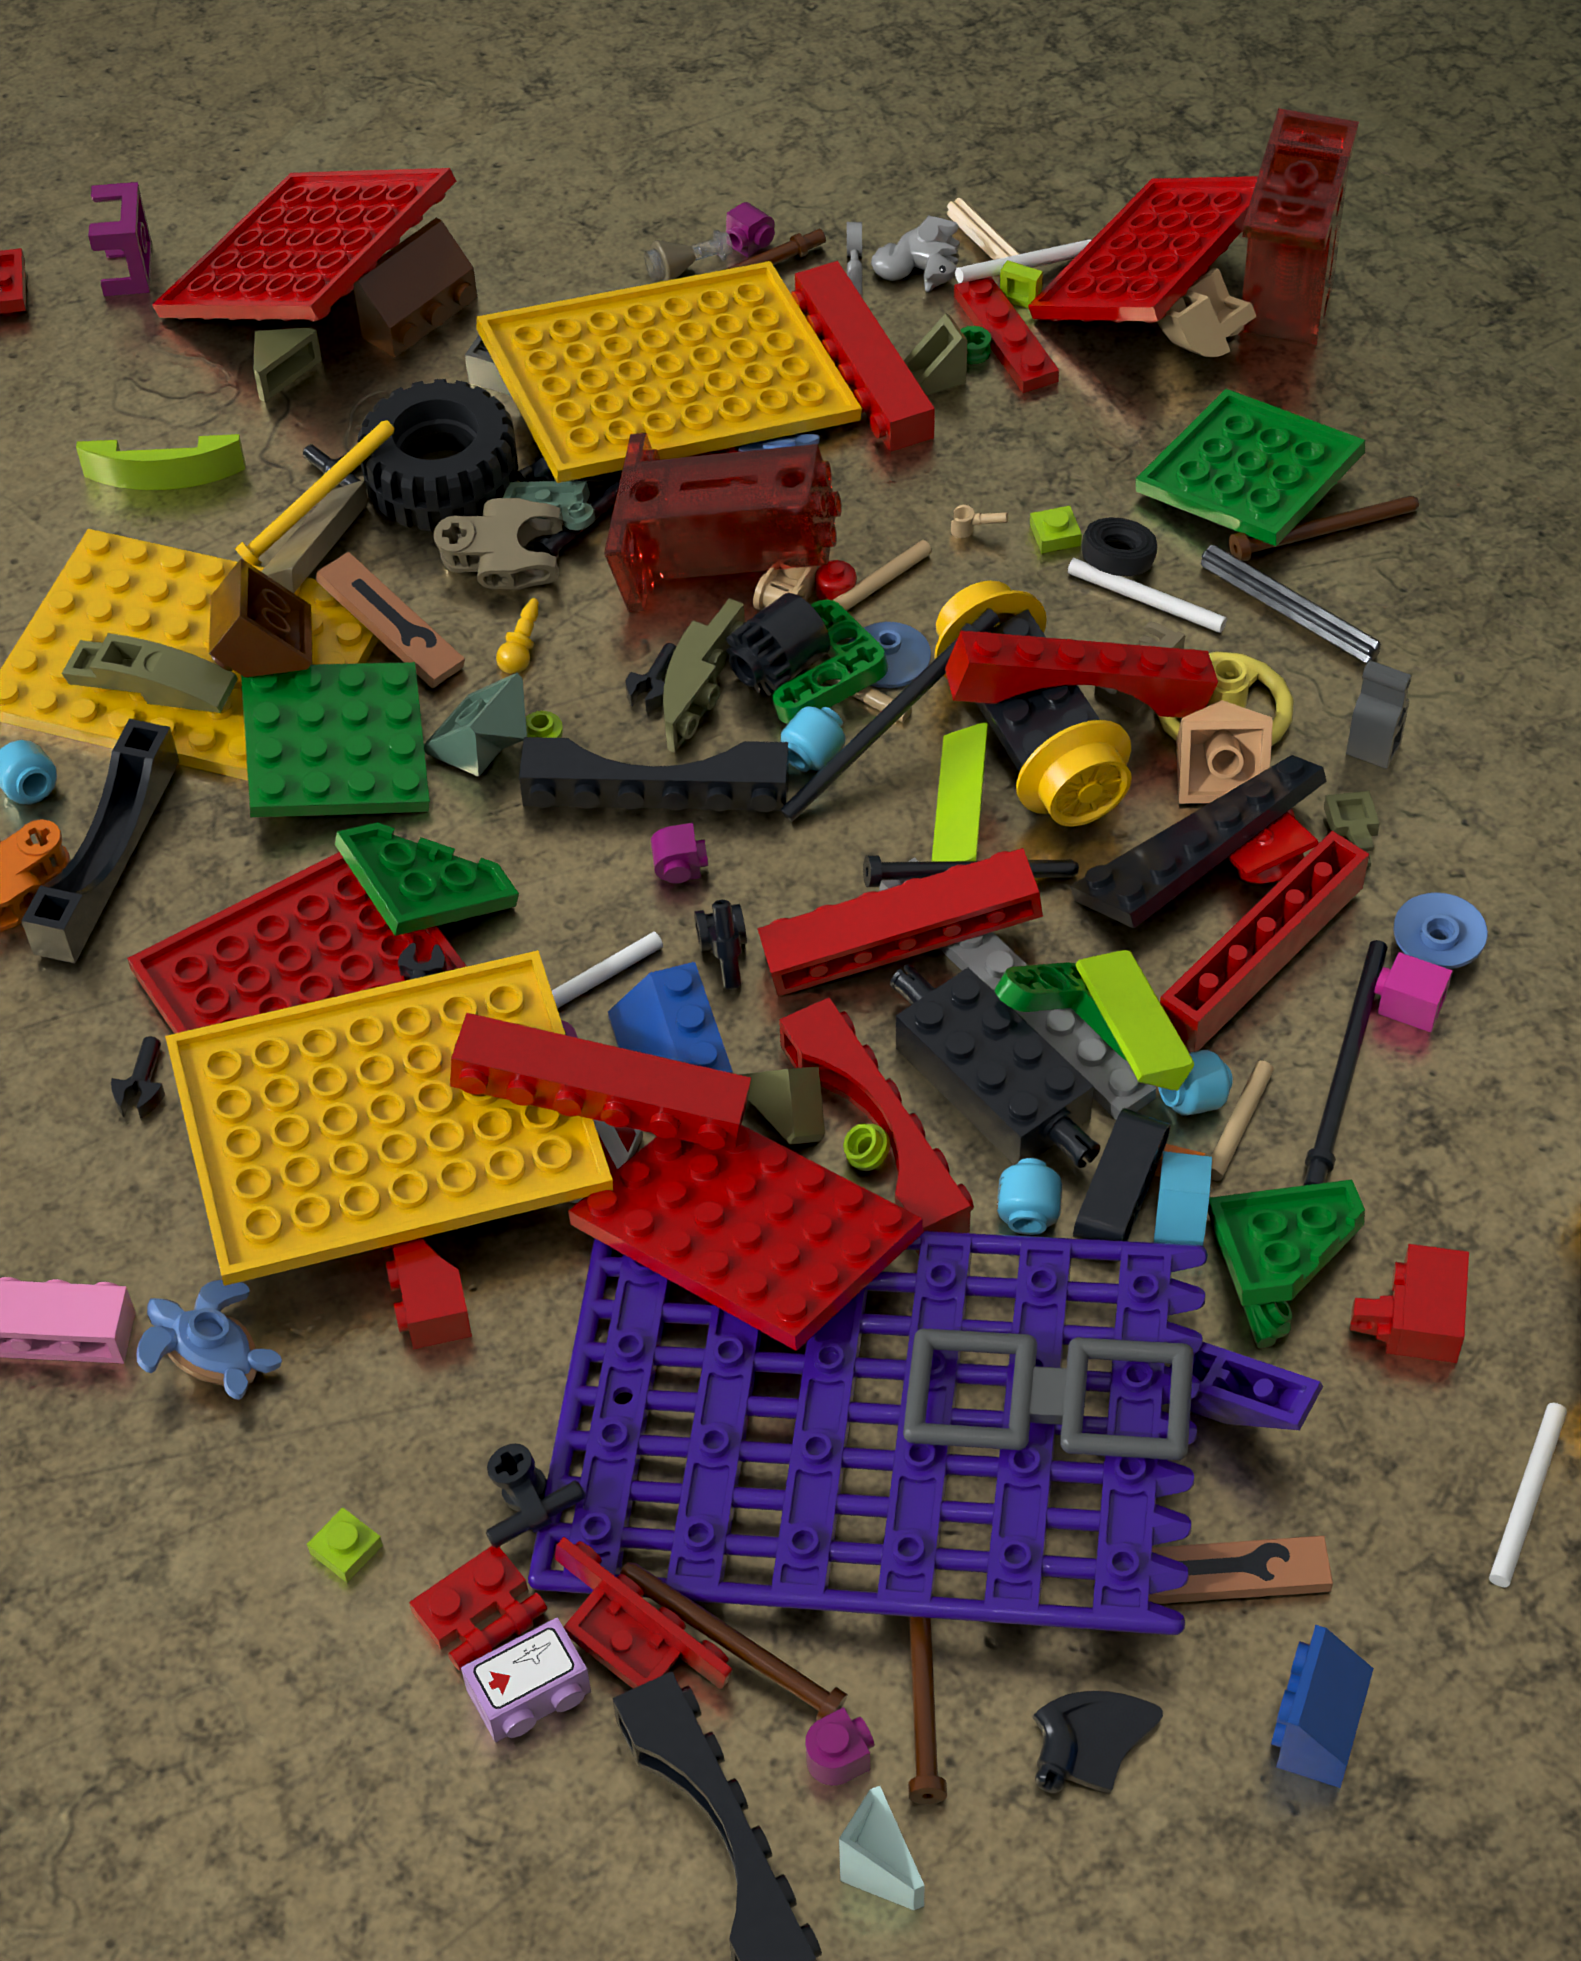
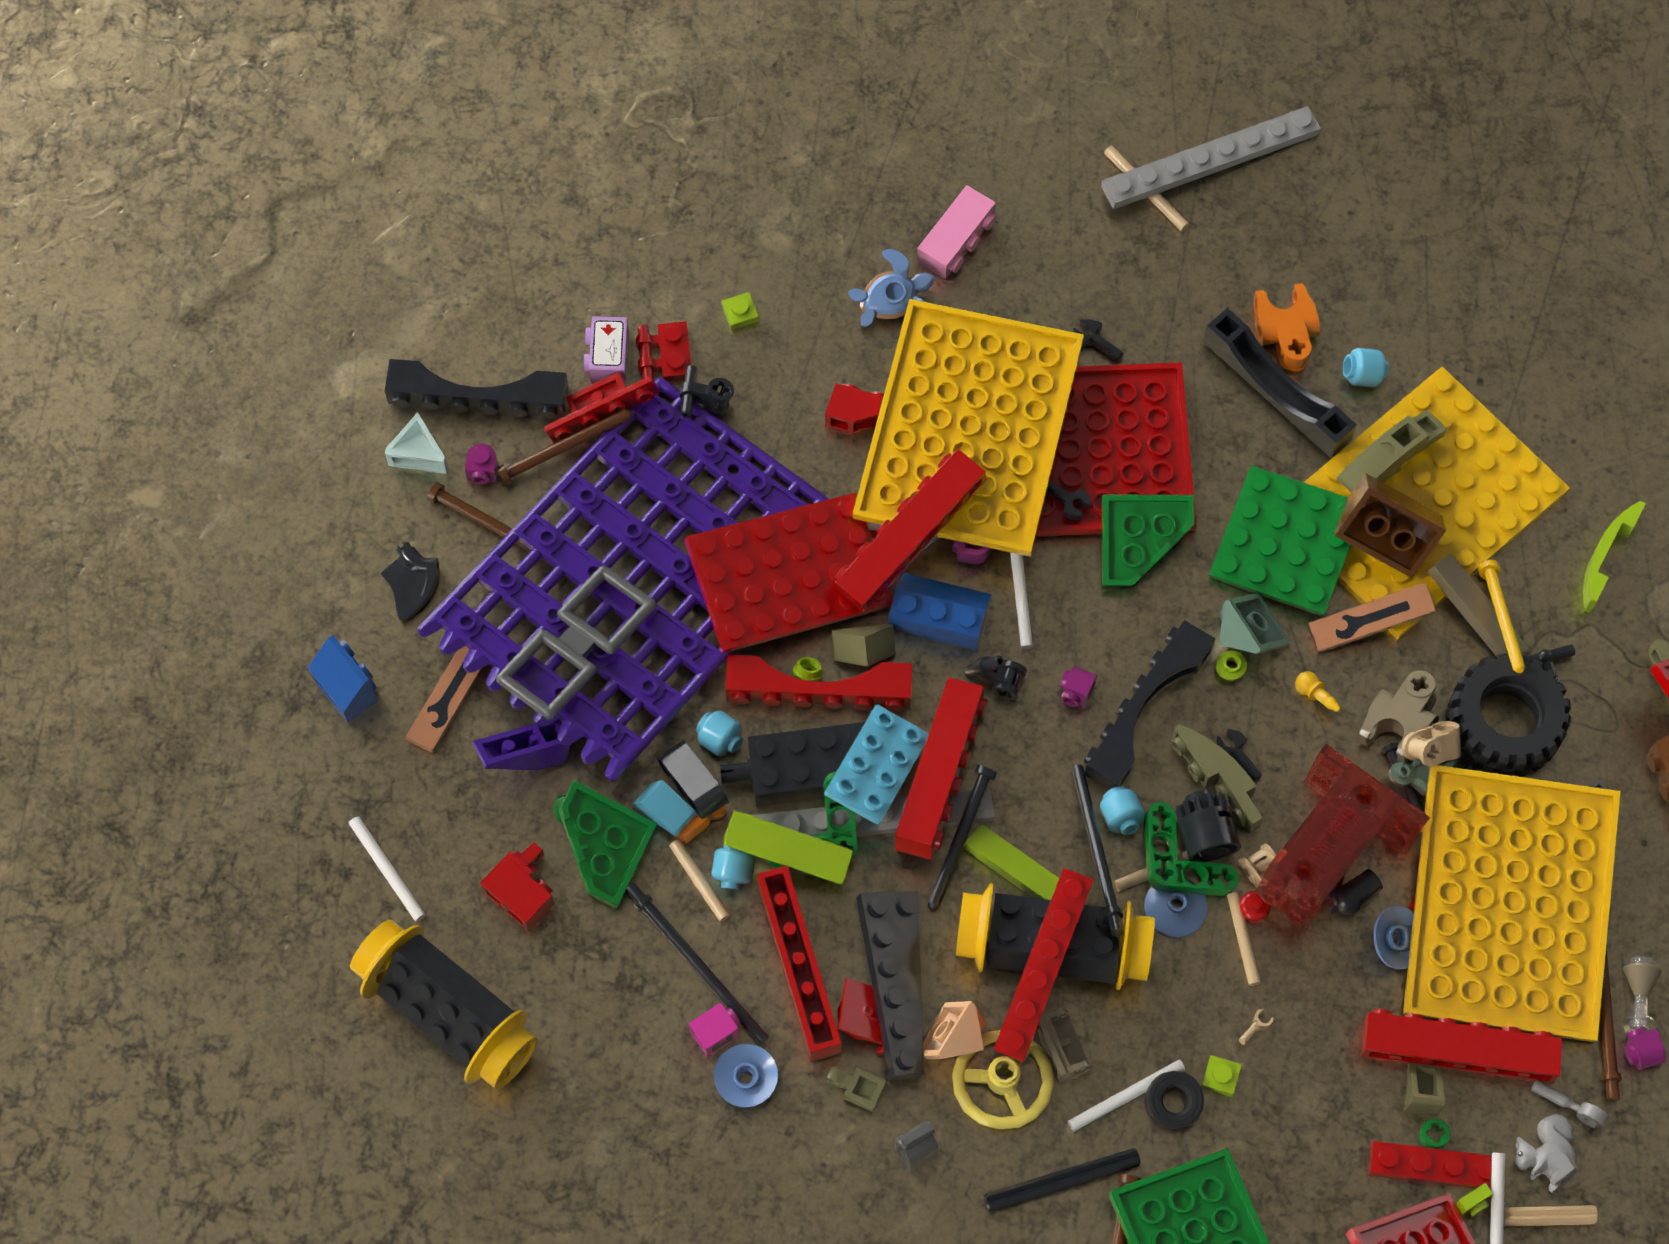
camera: 120 degrees right, 15 degrees up
(527, 478) = (1433, 743): none -> tan piece
(957, 962) = (877, 764): none -> medium azure bracket

